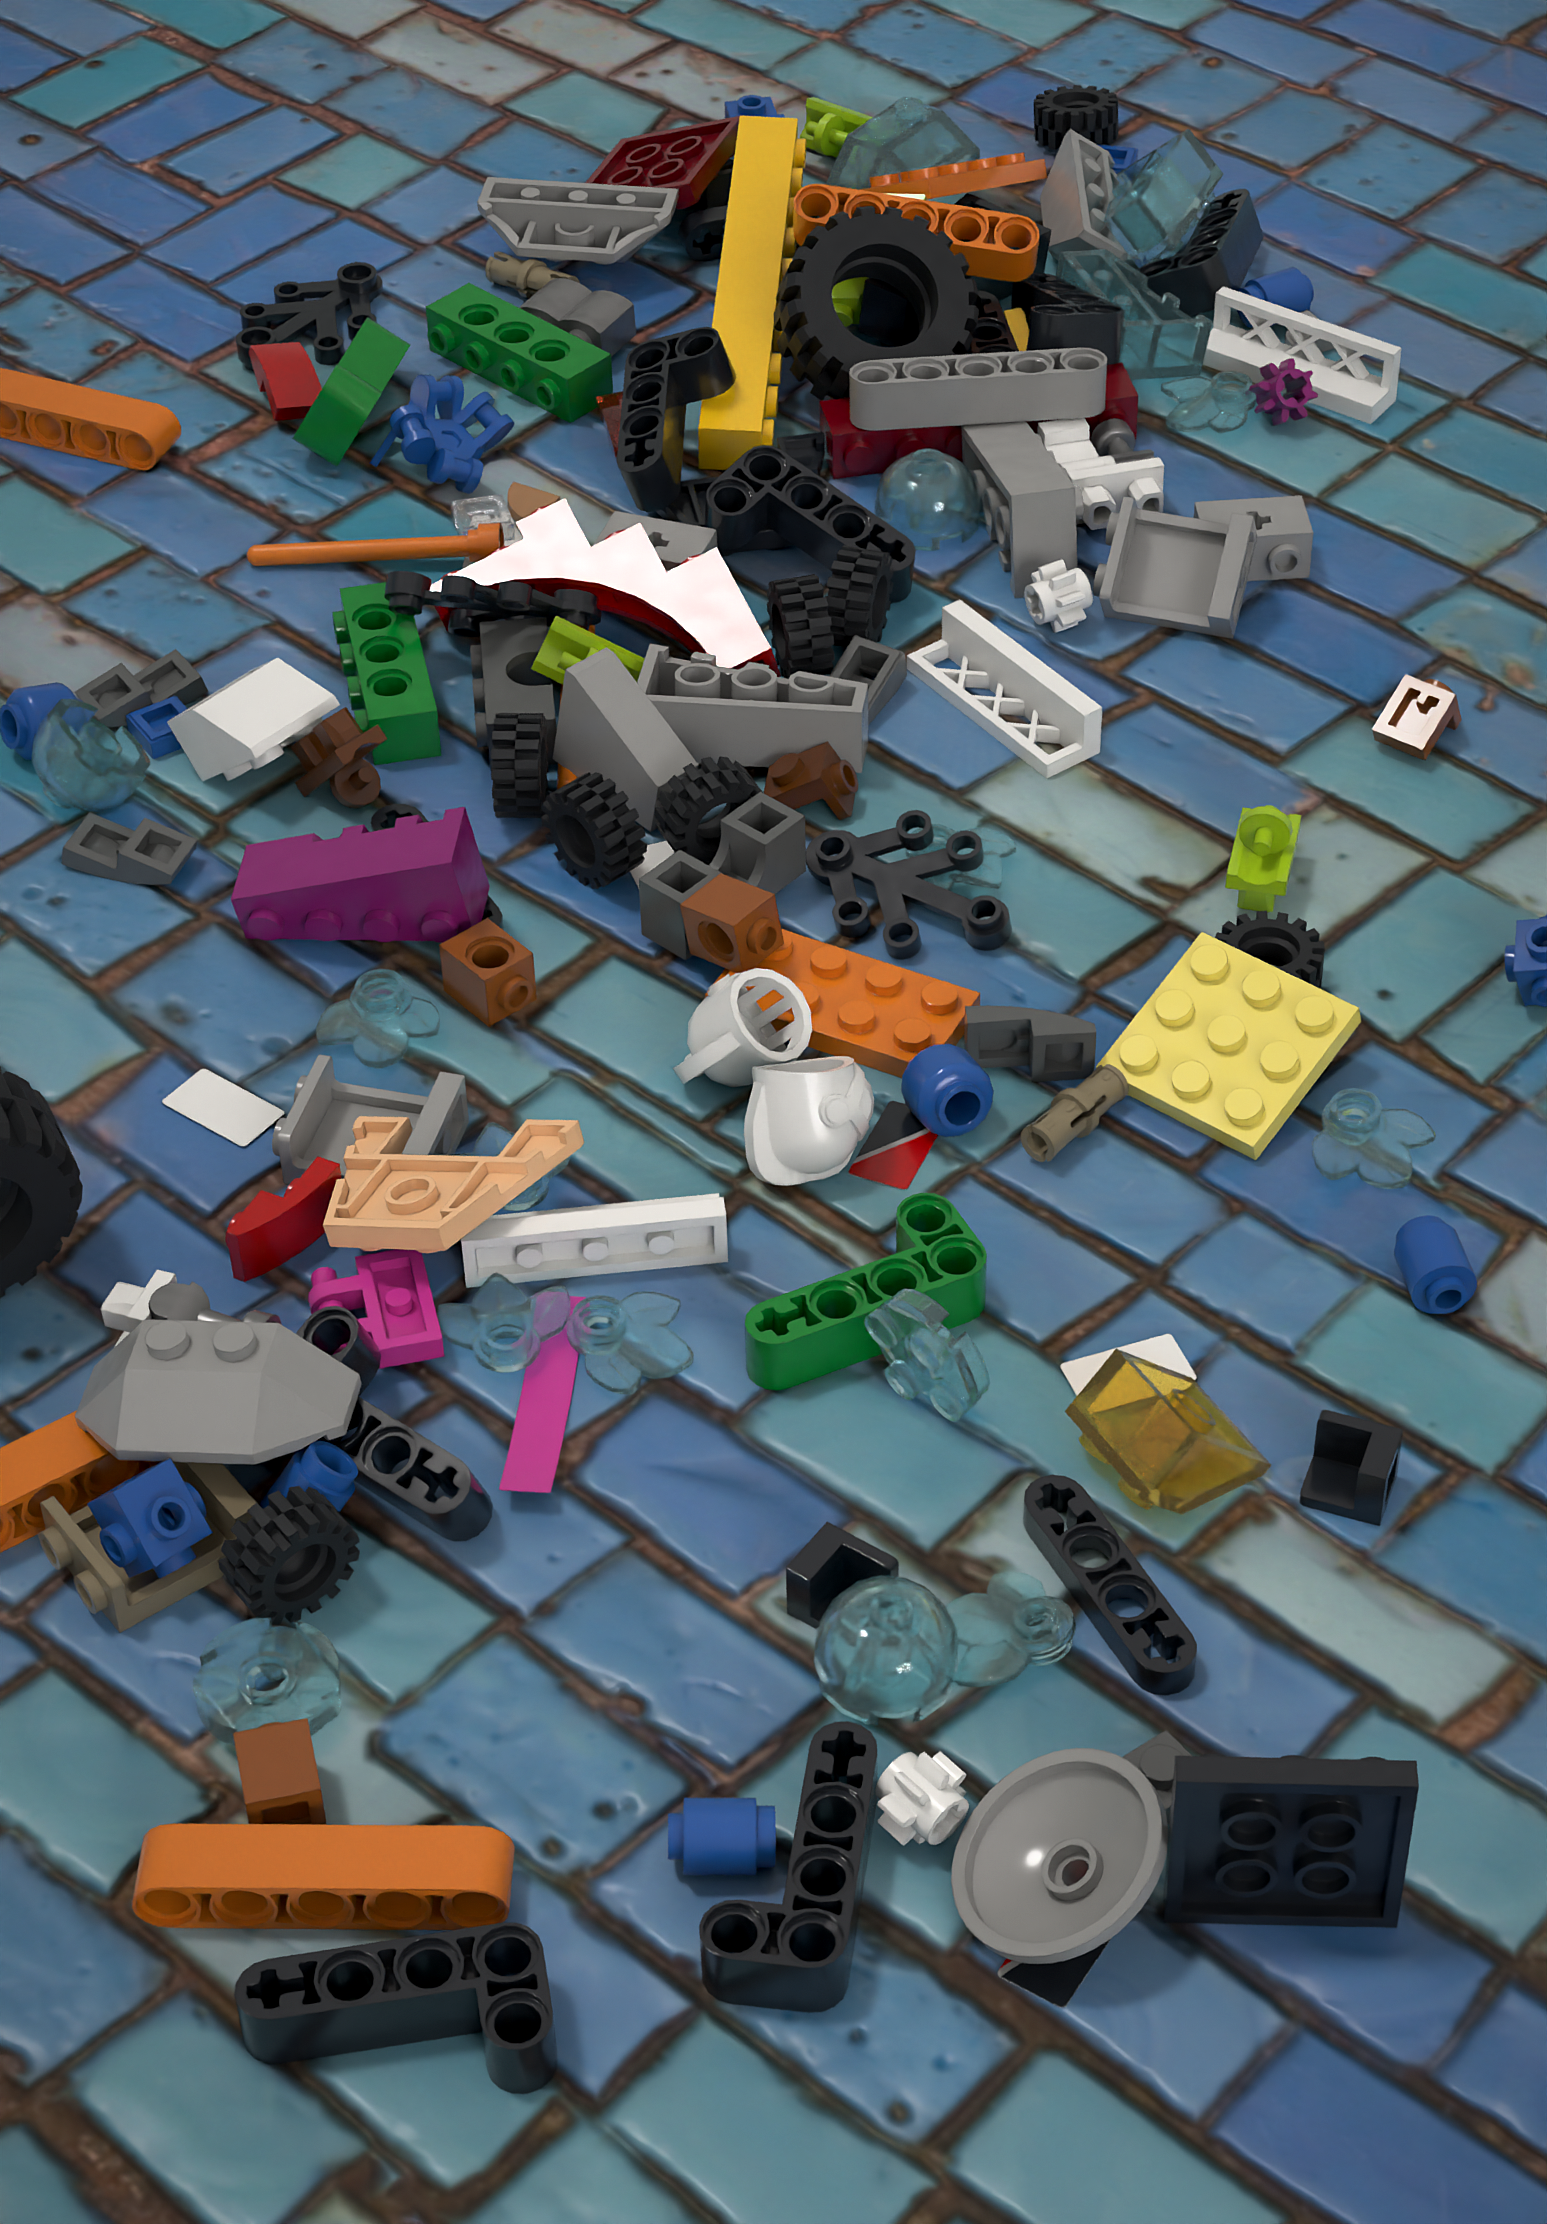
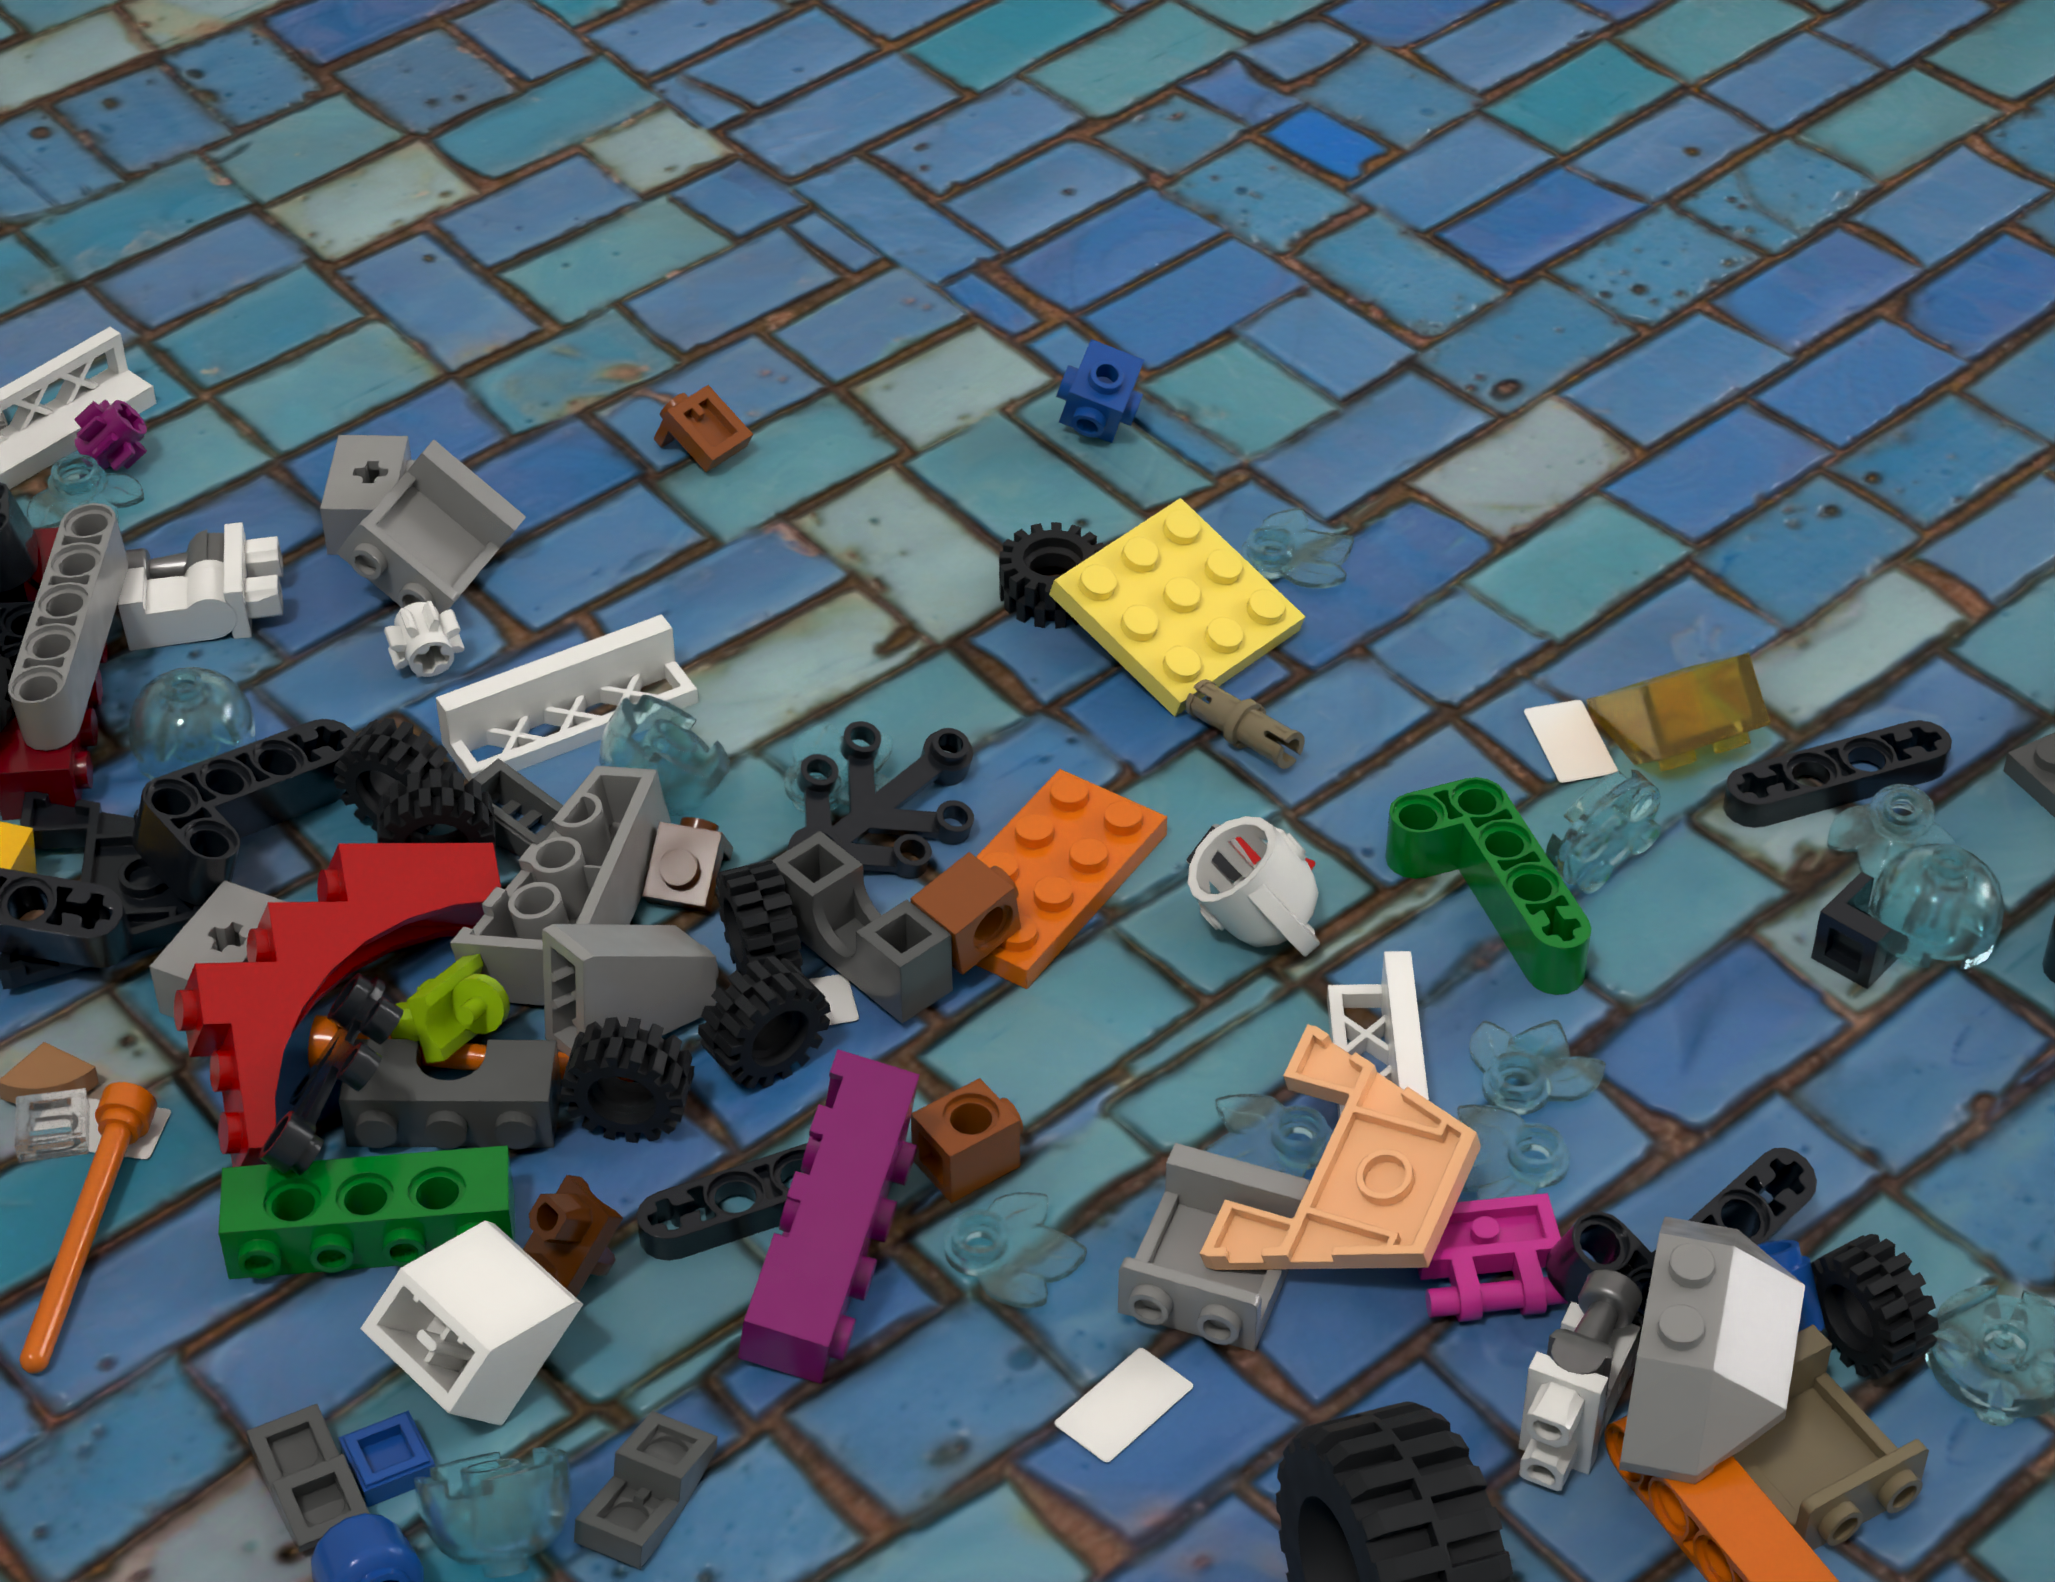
camera: 85 degrees left, 0 degrees up
(151, 1521) = (1838, 1414): blue brick -> none
(281, 1227) = (1371, 1336): red slope -> none
(542, 1416) = (1648, 1144): dark pink sticker -> none
(734, 1034) = (1127, 929): white helmet -> none
(915, 731) = (661, 738): none -> clear light blue cylinder
(947, 1090) = (1209, 795): blue head -> none
(1023, 498) = (261, 631): light grey wedge -> none
(1047, 1041) = (1147, 737): dark grey slope -> none
(1262, 856) = (902, 544): lime hips -> none
(1352, 1467) = (1715, 608): black panel -> none
(1434, 1265) = (1475, 528): blue brick -> none

